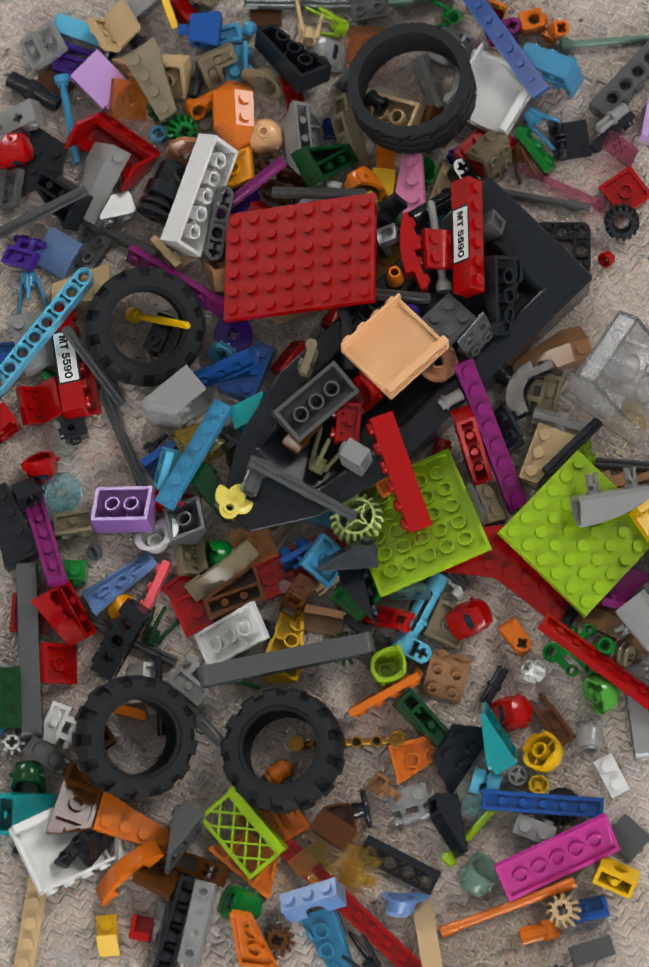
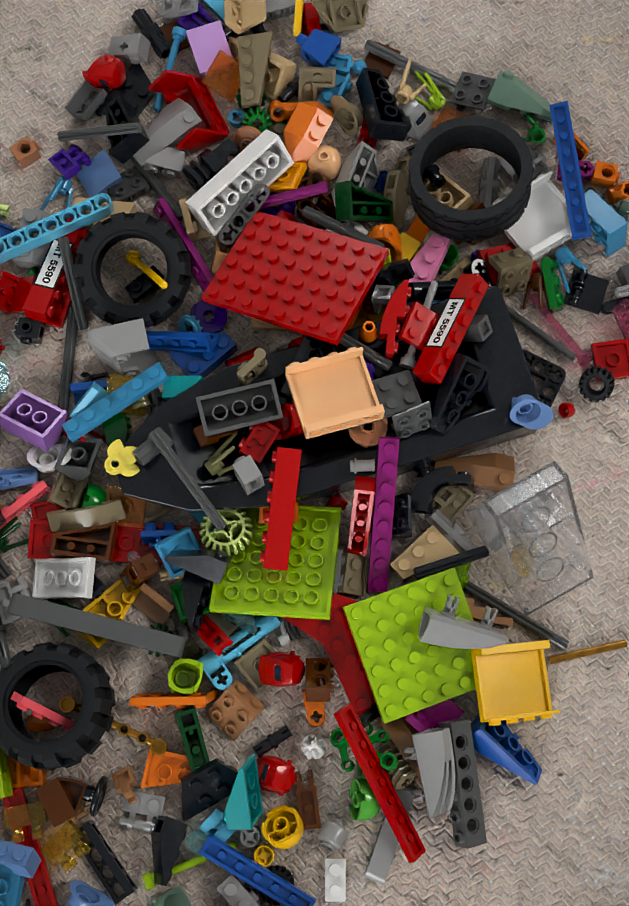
camera: 20 degrees right, 0 degrees up
(278, 758) = (40, 711): none -> coral plate
(507, 609) = (318, 679): none -> reddish brown brick
(576, 277) = (530, 412): none -> medium blue piece

